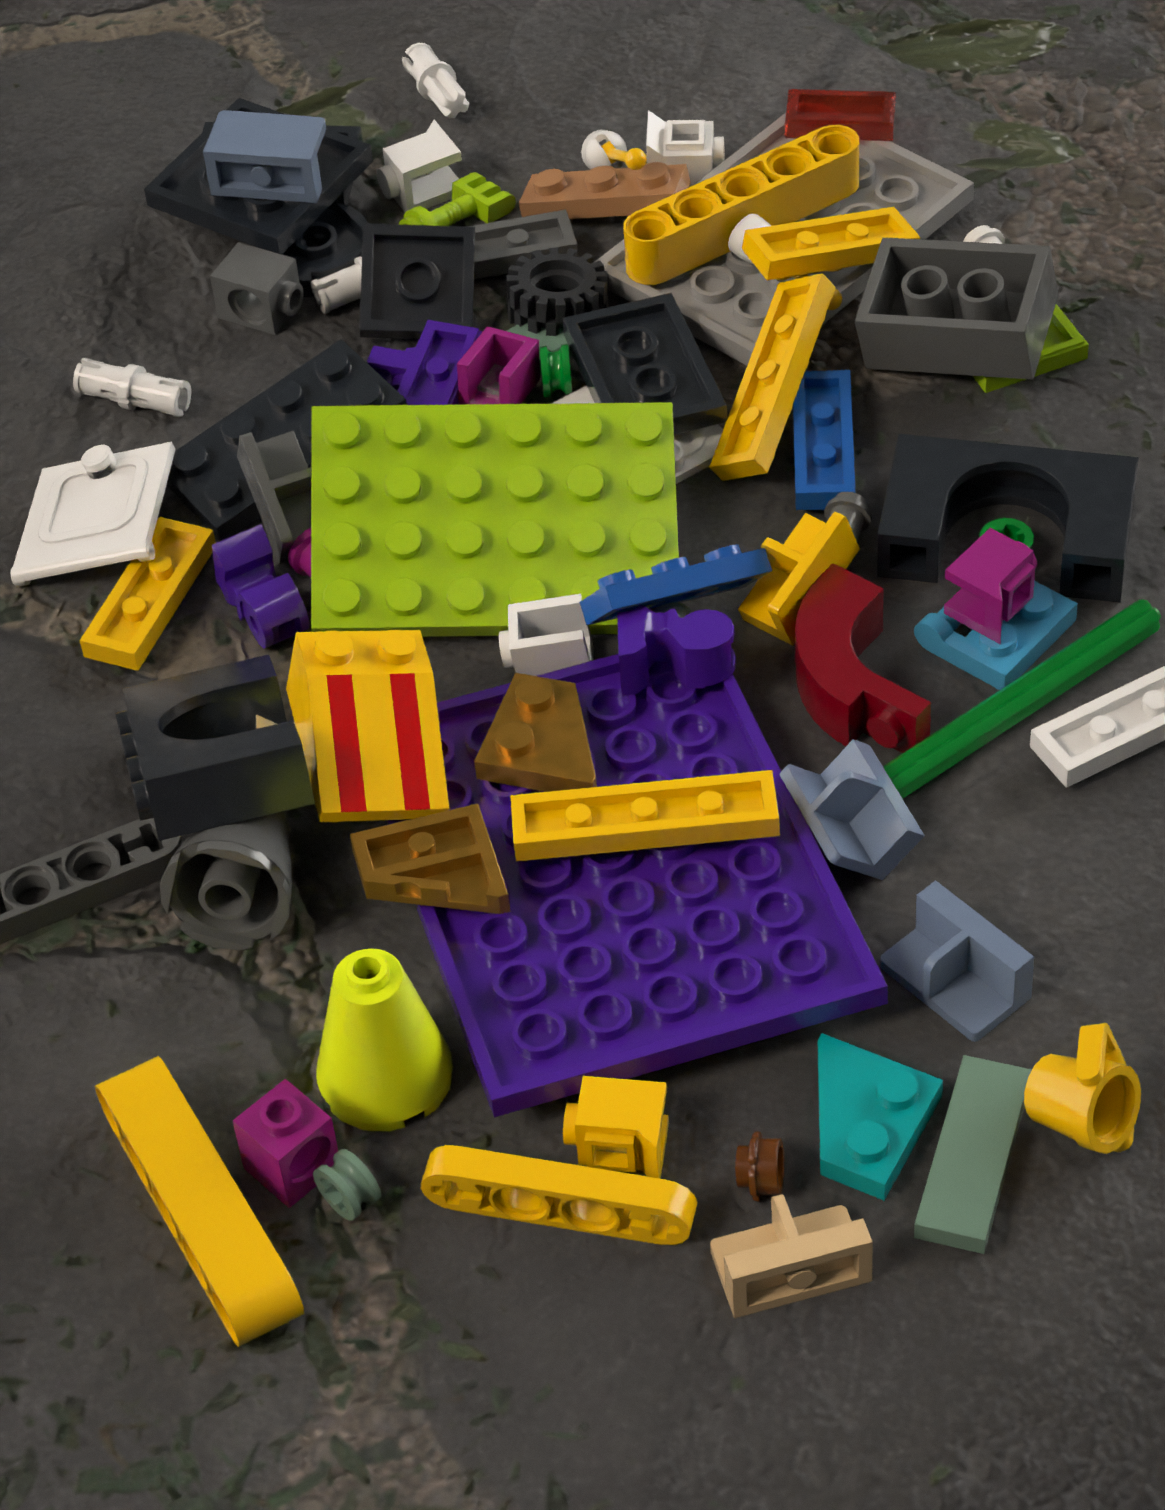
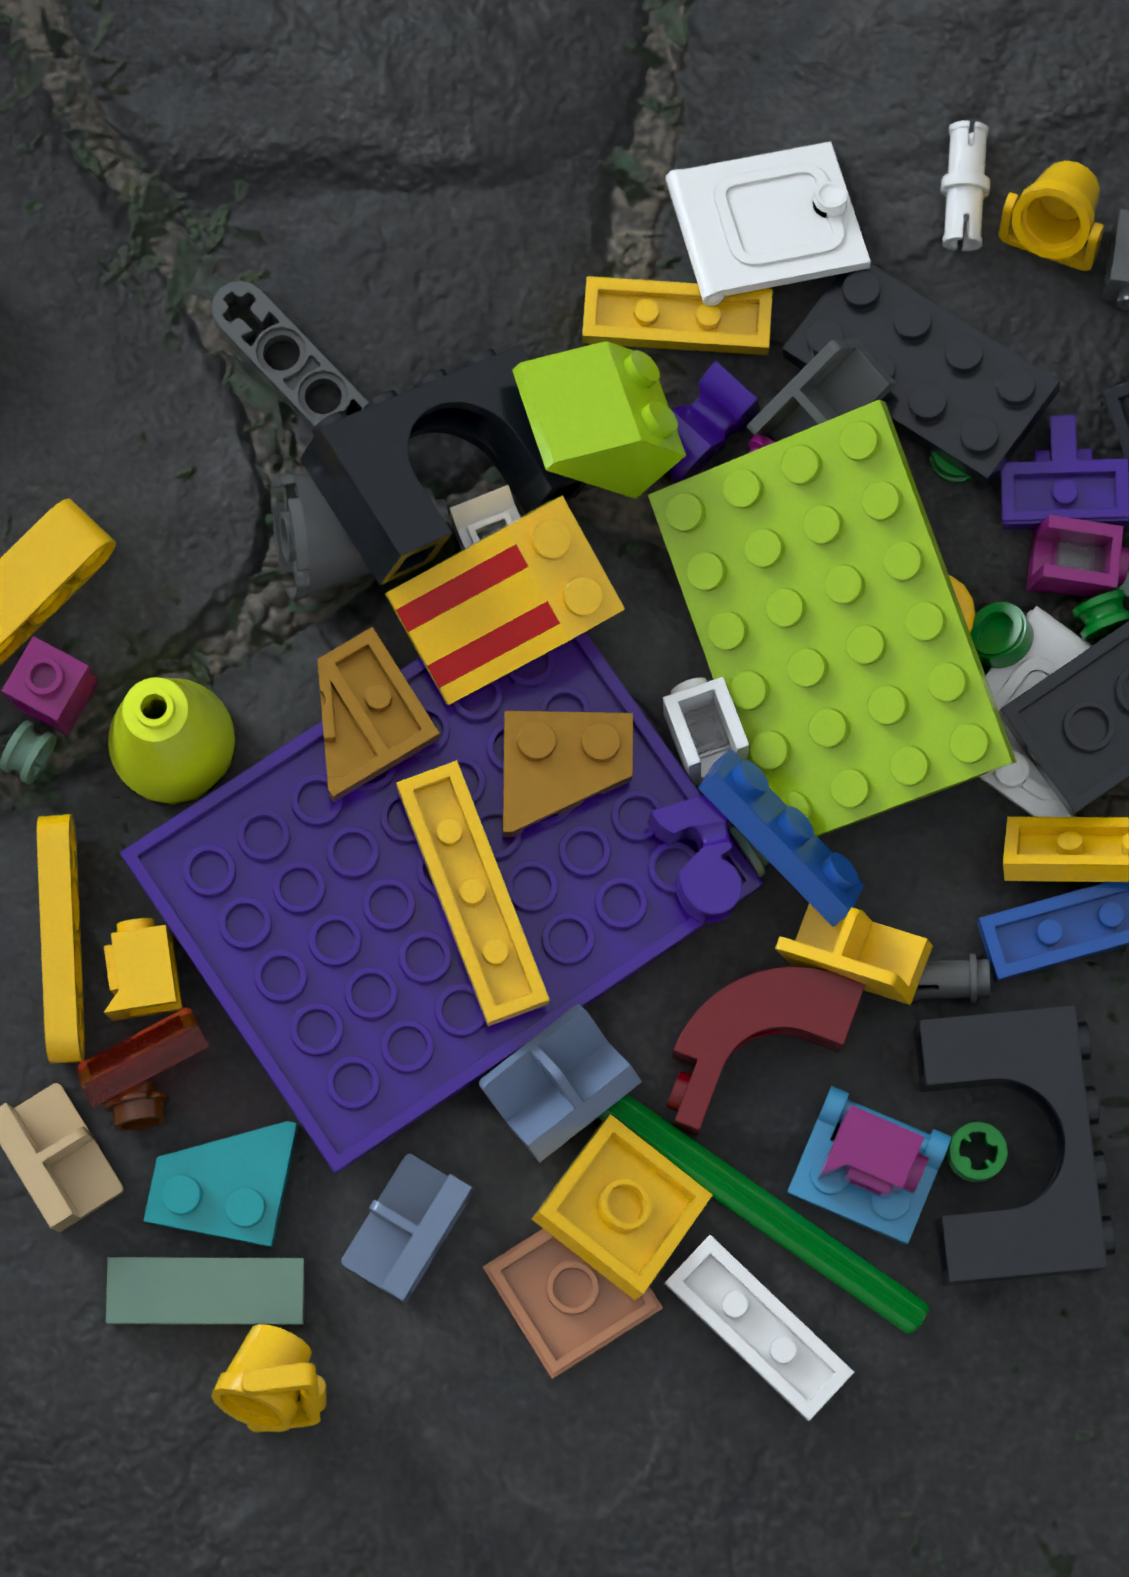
camera: 70 degrees right, 30 degrees up
(198, 320) = (1056, 216): none -> yellow piece
(224, 623) = (601, 416): none -> lime slope
(711, 1146) = (141, 1056): none -> clear red tile
(987, 784) = (622, 1207): none -> yellow plate
(1052, 858) = (564, 1301): none -> nougat tile

